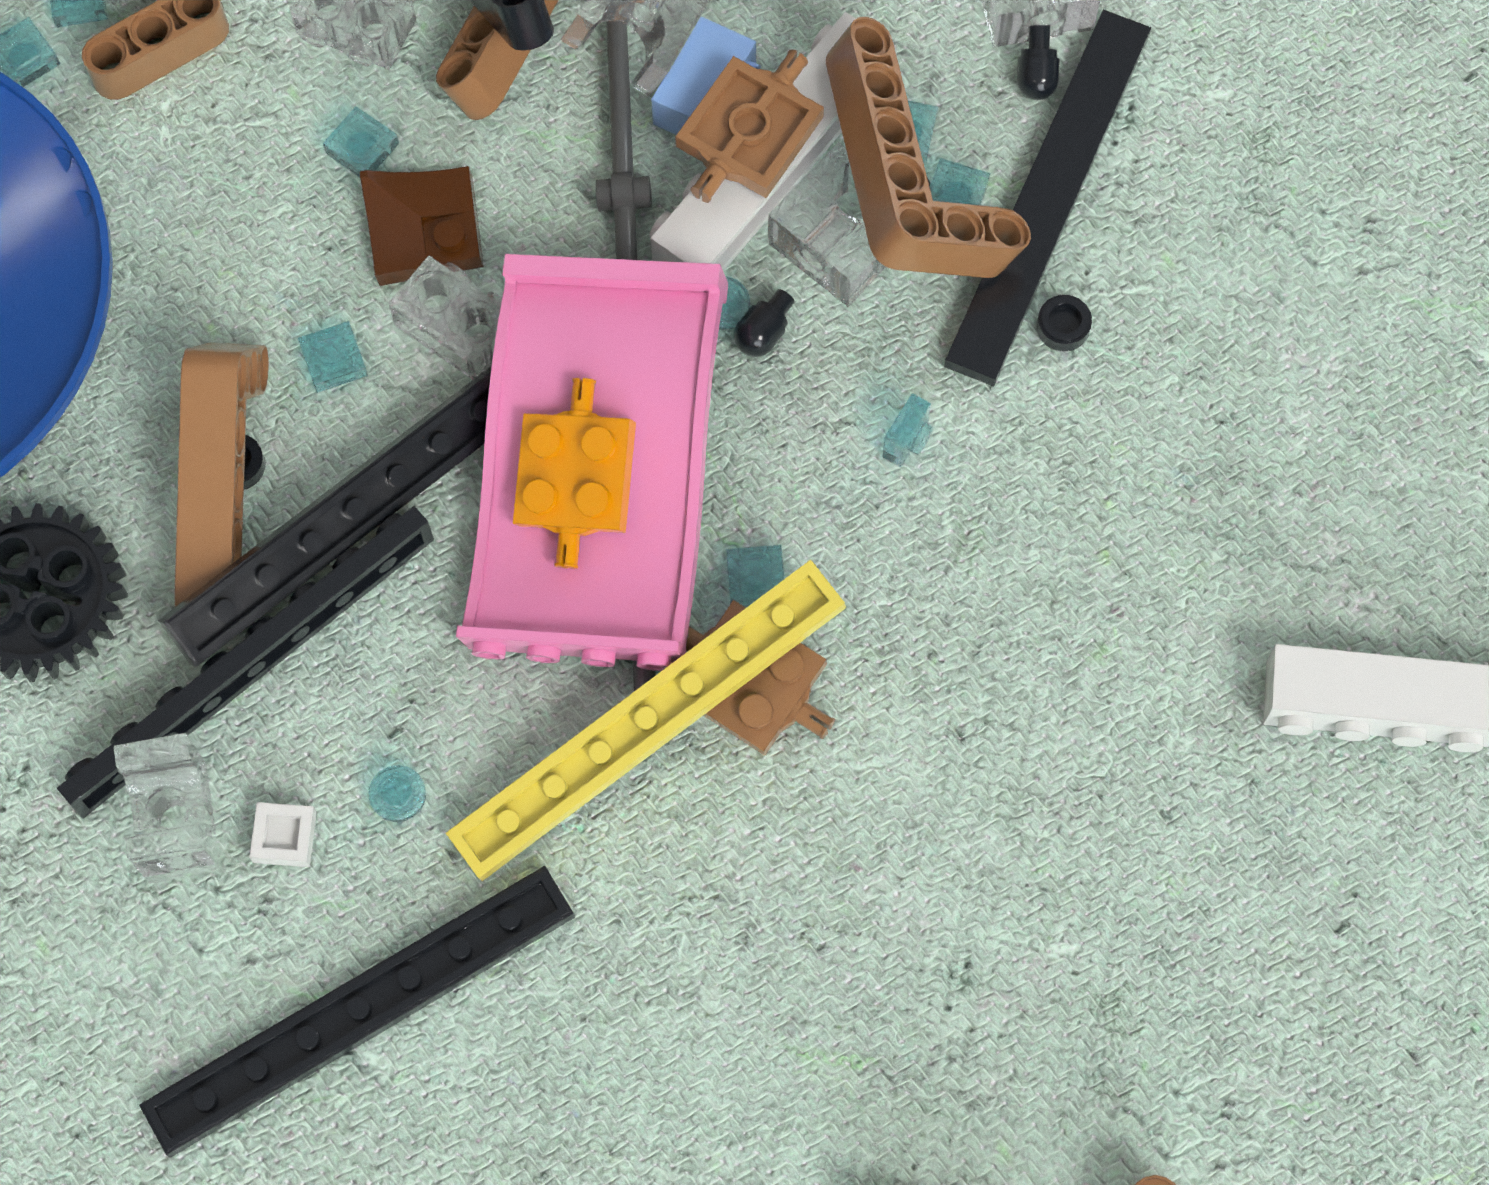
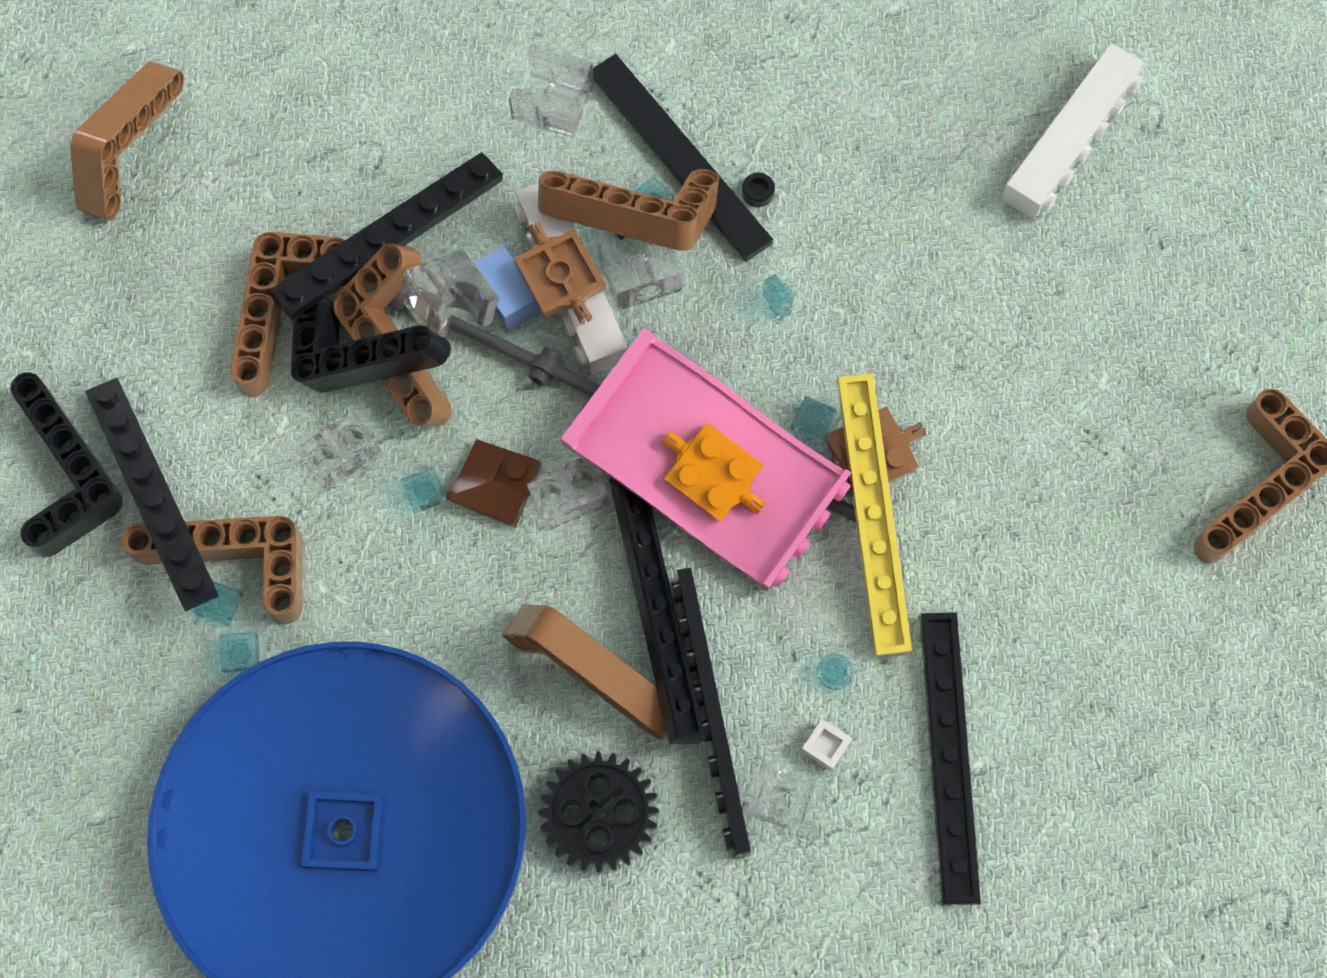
camera: 60 degrees left, 0 degrees up
(332, 356) = (547, 574): clear light blue plate -> none
(763, 325) = (670, 333): black cylinder -> none
(1038, 65) = (602, 118): black cylinder -> none

